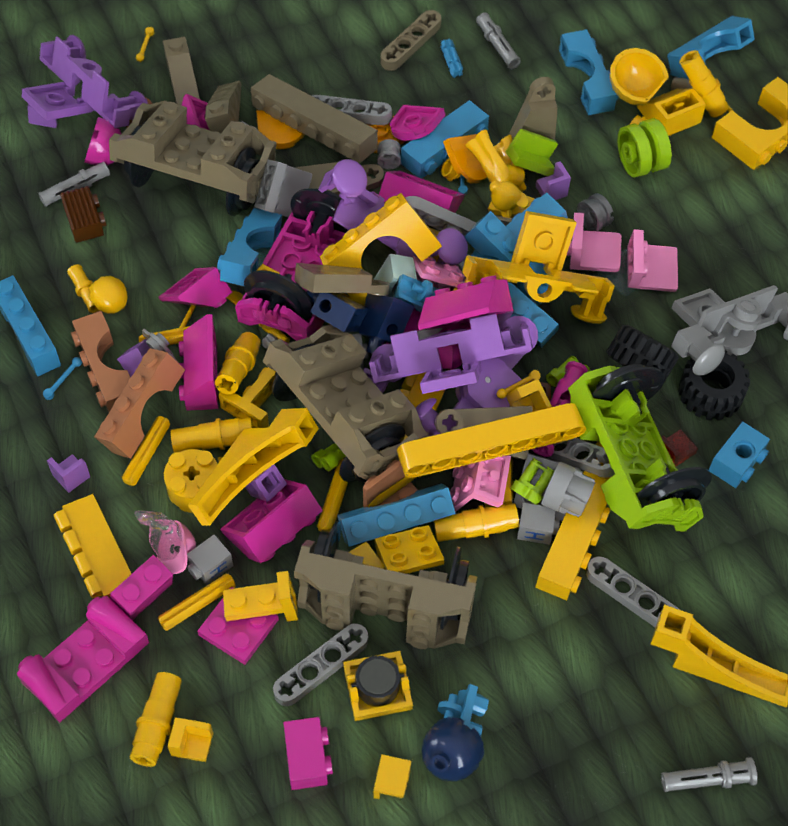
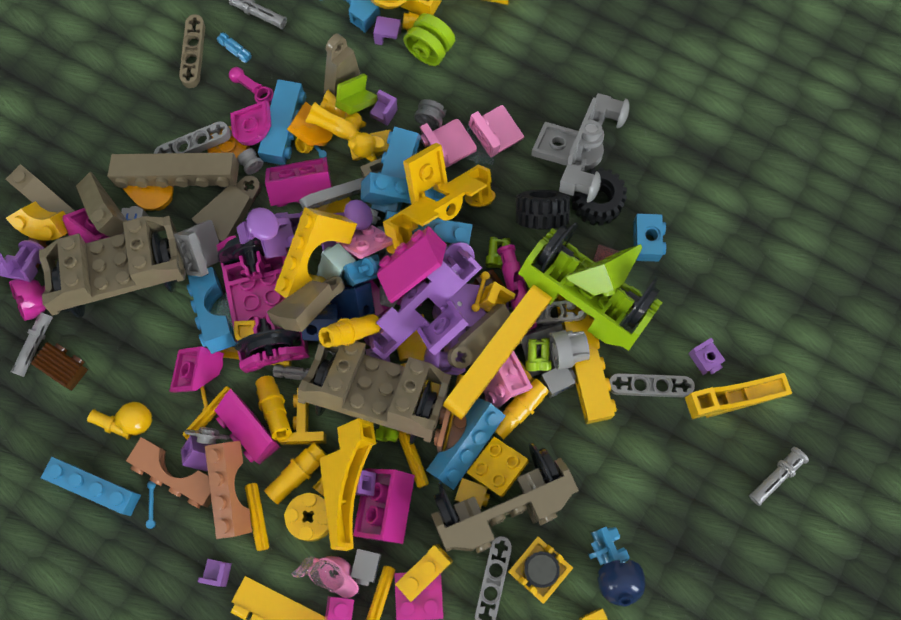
camera: 35 degrees left, 15 degrees up
(159, 85) = (38, 222): none -> yellow brick
(358, 326) = (348, 331): none -> yellow piece
(436, 82) = (238, 76): none -> dark pink piece
(608, 117) = (386, 28): none -> medium lavender panel
(659, 437) = (607, 273): none -> lime wedge
(712, 598) = (699, 356): none -> medium lavender brick

